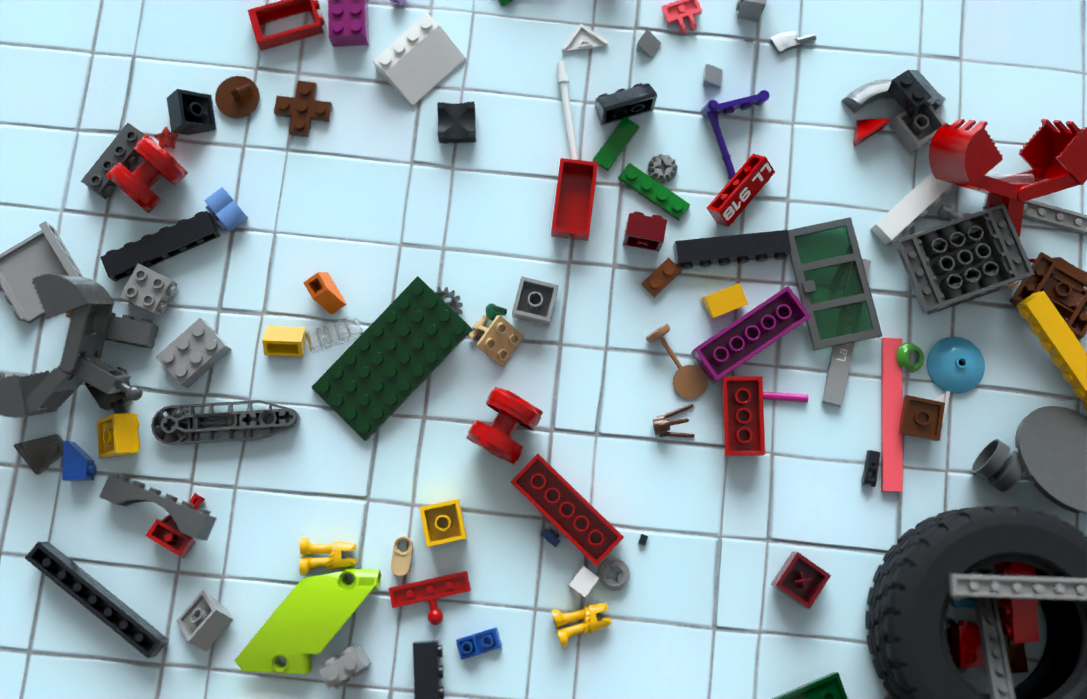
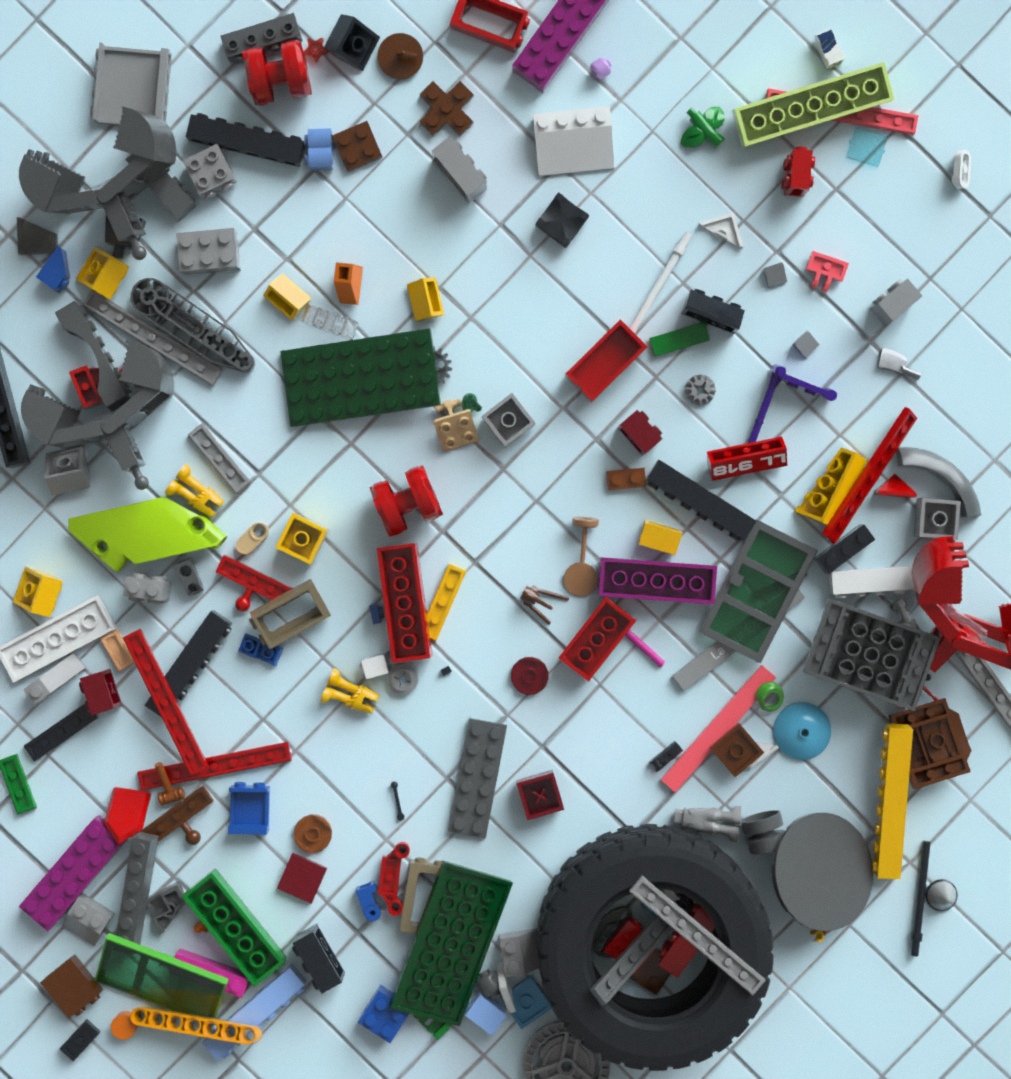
camera: 45 degrees right, 10 degrees up
(171, 586) = (55, 422): none -> dark grey piece
(197, 456) = (152, 337): none -> light grey tile
(254, 186) = (357, 146): none -> reddish brown plate
(325, 511) = (219, 458): none -> light grey tile
(347, 141) = (459, 169): none -> light grey brick
(373, 629) = (189, 576): none -> dark grey leg
(396, 260) = (425, 299): none -> yellow brick
(493, 600) = (294, 627): none -> dark tan piece
(596, 482) = (444, 599): none -> yellow tile
(653, 191) = (677, 403): green plate -> none
(702, 691) = (400, 816): none -> black hinge
(712, 490) = (529, 675): none -> dark red tile
(739, 608) = (477, 778): none -> dark grey plate
(823, 164) = (832, 486): none -> yellow wedge
(842, 133) = (869, 475): none -> red tile
(869, 200) = (844, 548): none -> black brick
(913, 92) = (953, 490): black slope -> none
(945, 494) = (706, 821): none -> light grey piece

